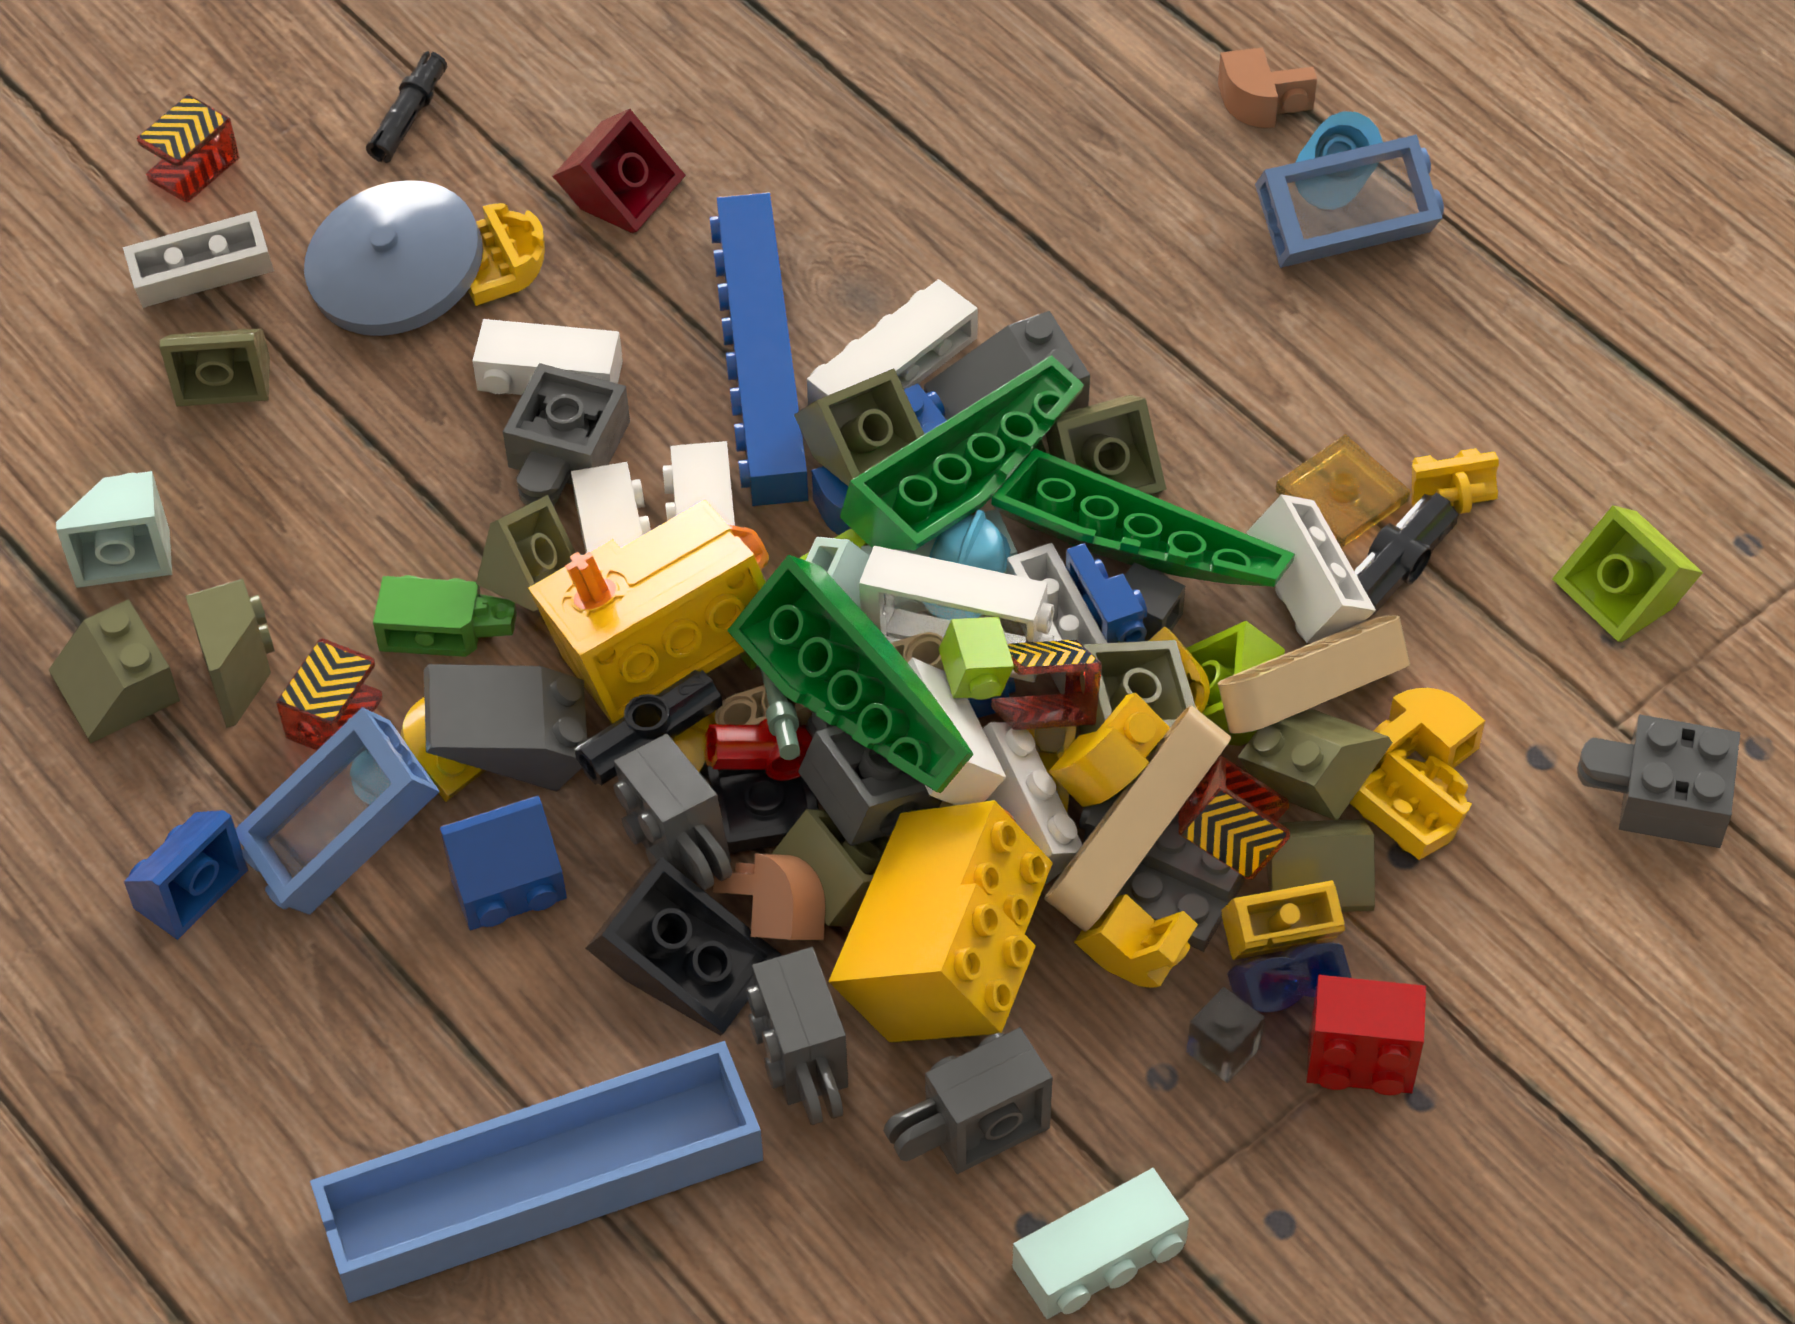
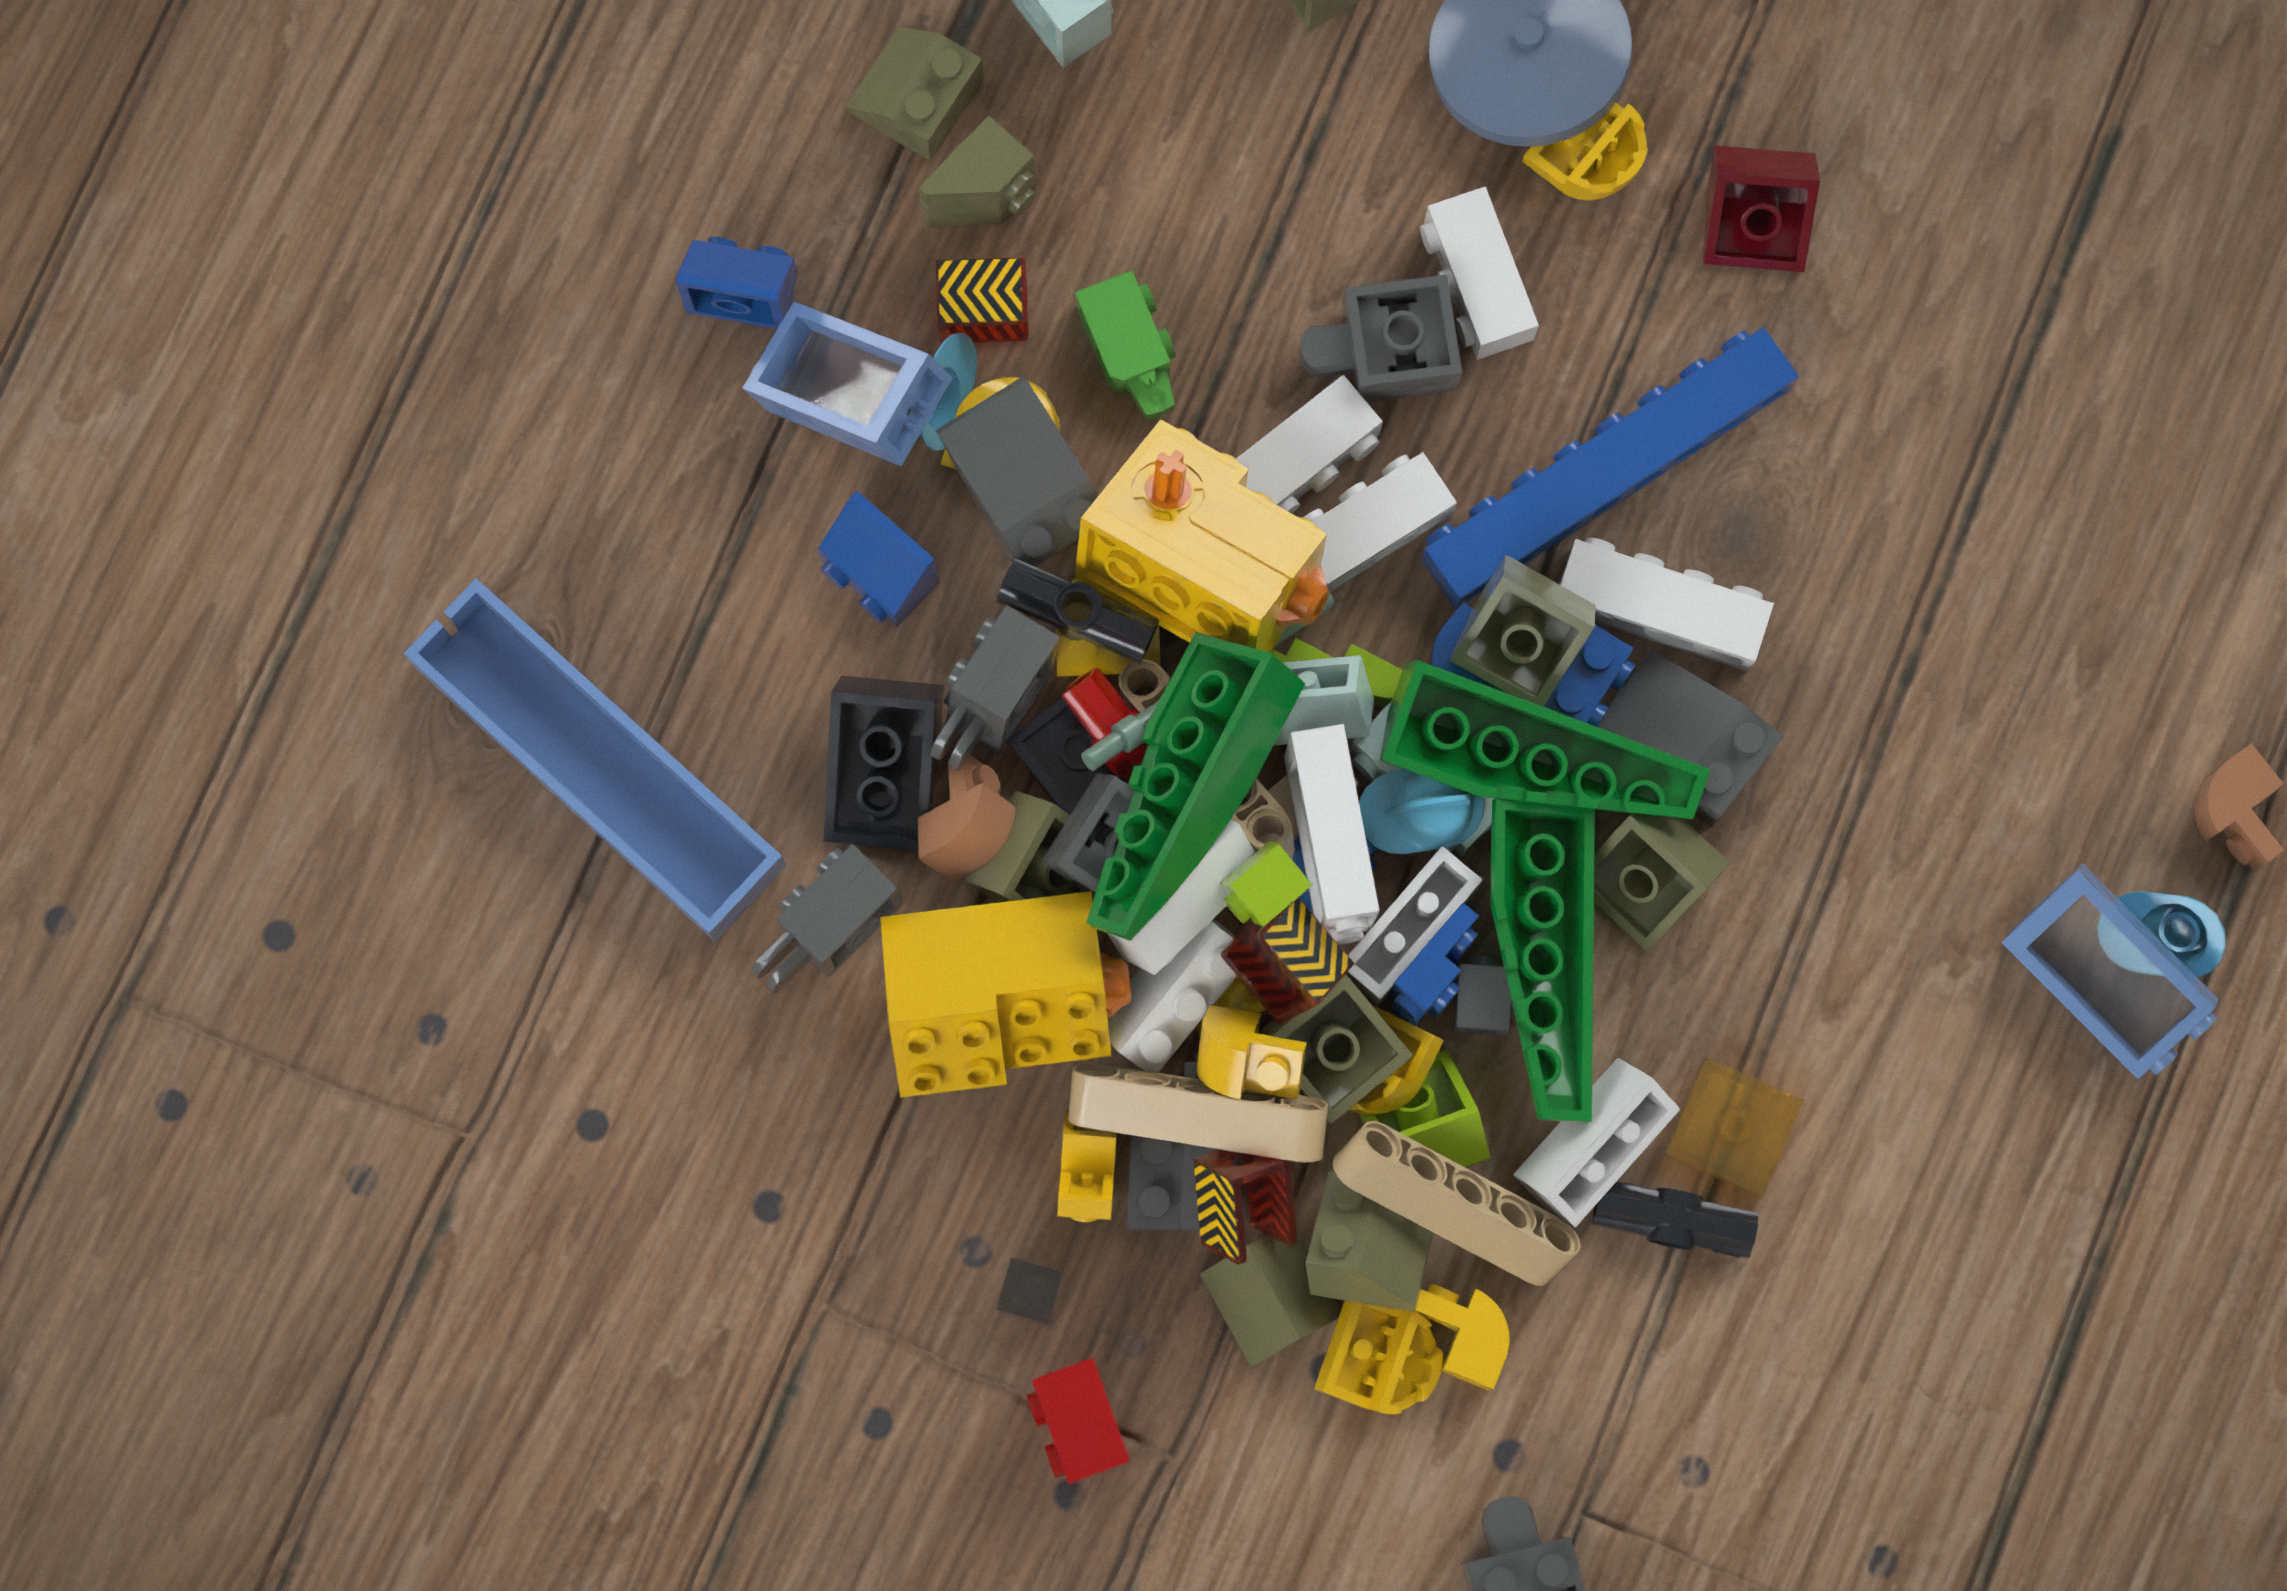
camera: 60 degrees right, 25 degrees up
(524, 551) = (1222, 396): olive slope -> none
(977, 1103) = (839, 1106): dark grey brick -> none
(1100, 1244) = (766, 1278): light aqua brick -> none
(1281, 981) = (1116, 1327): clear blue brick -> none
(1282, 919) = (1173, 1292): yellow brick -> none
(1461, 480) = (1792, 1238): yellow hips -> none
(1626, 573) = (1765, 1455): lime slope -> none

